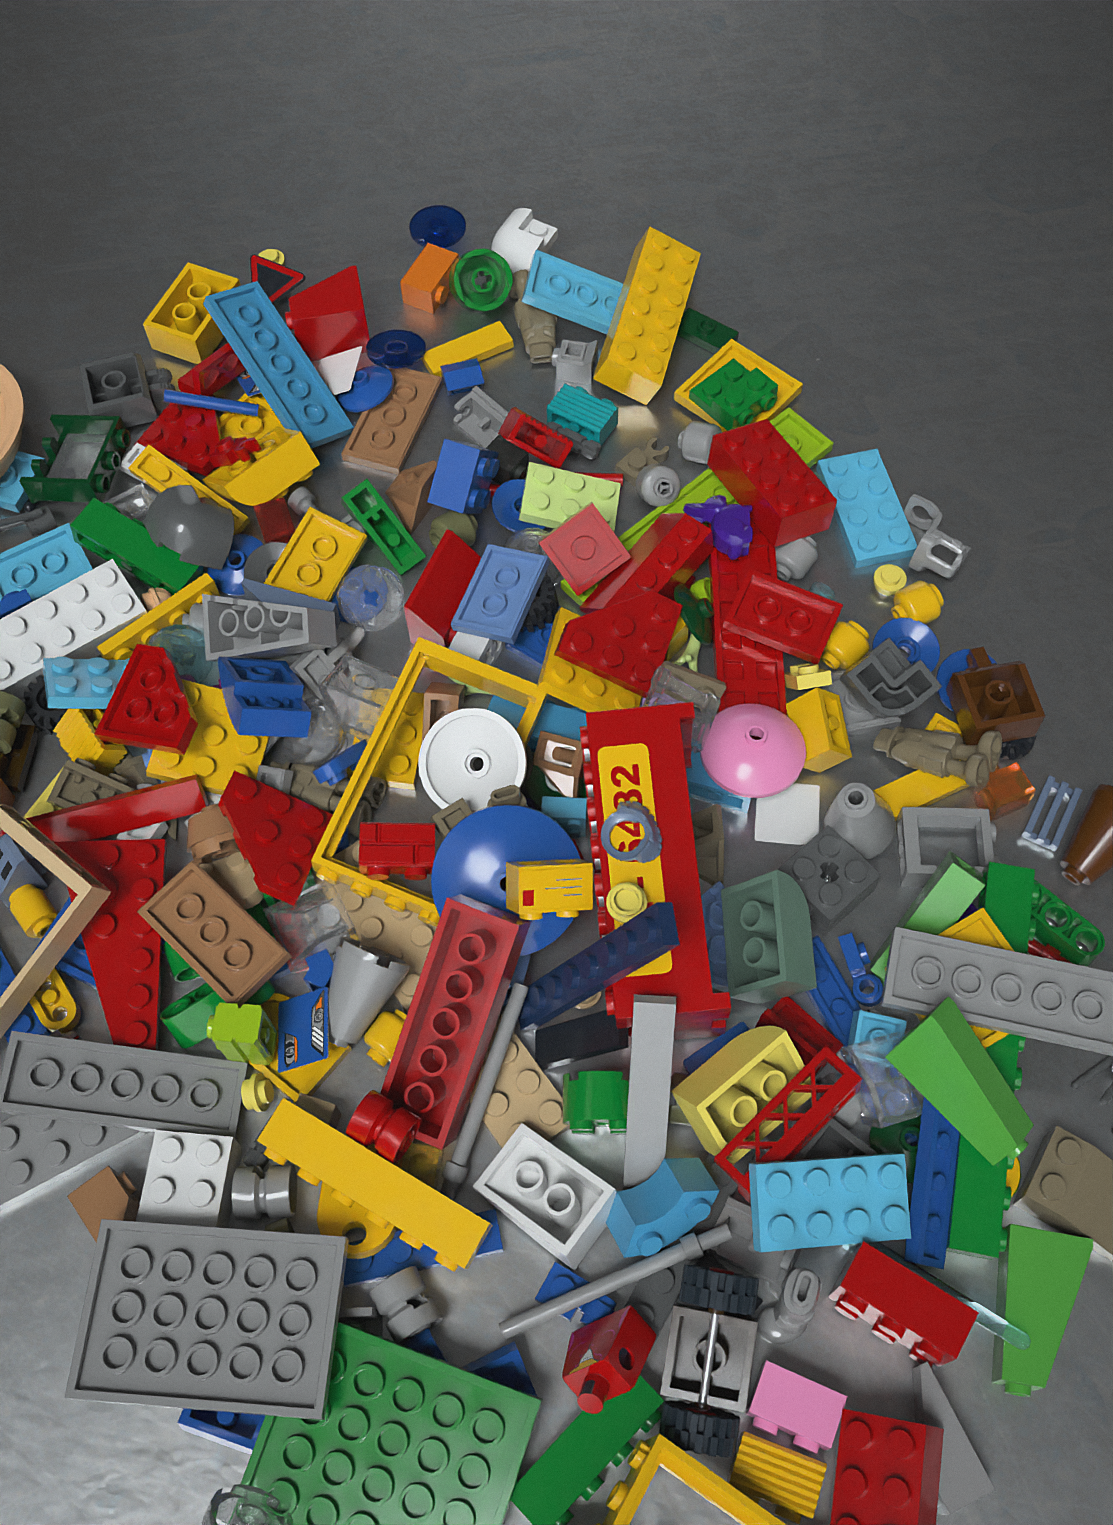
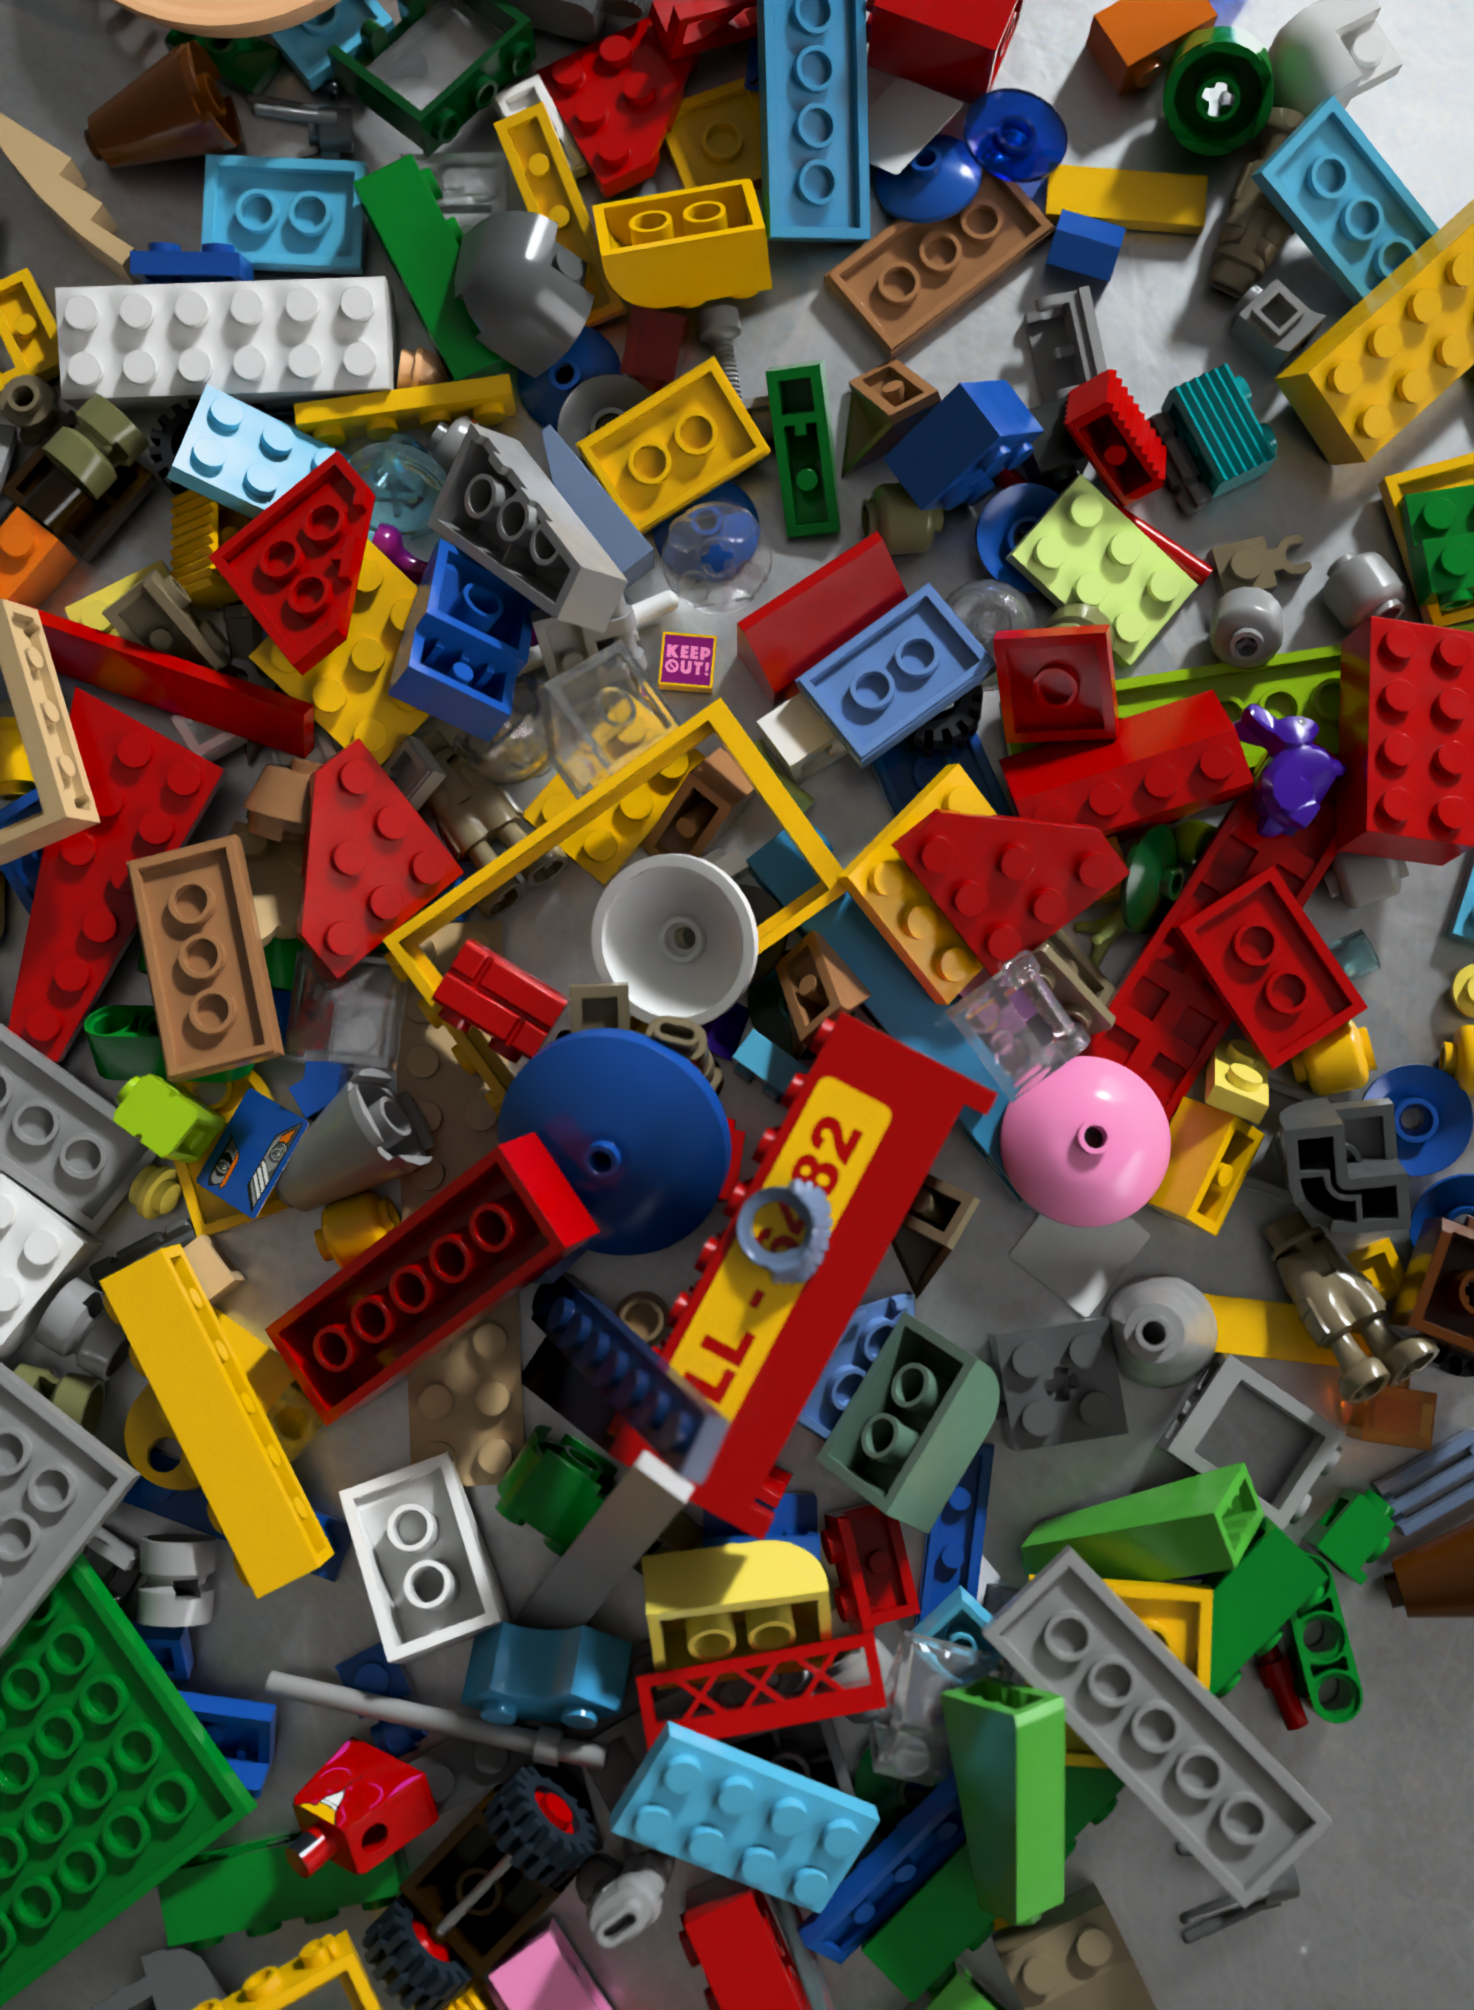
camera: 30 degrees right, 20 degrees up
(211, 402) = (679, 72): blue bar -> none
(231, 450) = (659, 185): red plate -> none
(334, 769) = (526, 803): blue plate -> none
(383, 1126) = (264, 1361): red wheel -> none
(387, 655) = (687, 662): none -> tile
(455, 1170) = (340, 1447): light grey bar -> none
(549, 887) = (650, 1204): yellow brick -> none
(626, 901) = (716, 1319): light yellow plate -> none
(856, 957) = (1017, 1512): blue plate -> none
(1032, 852) = (1352, 1532): none -> green brick

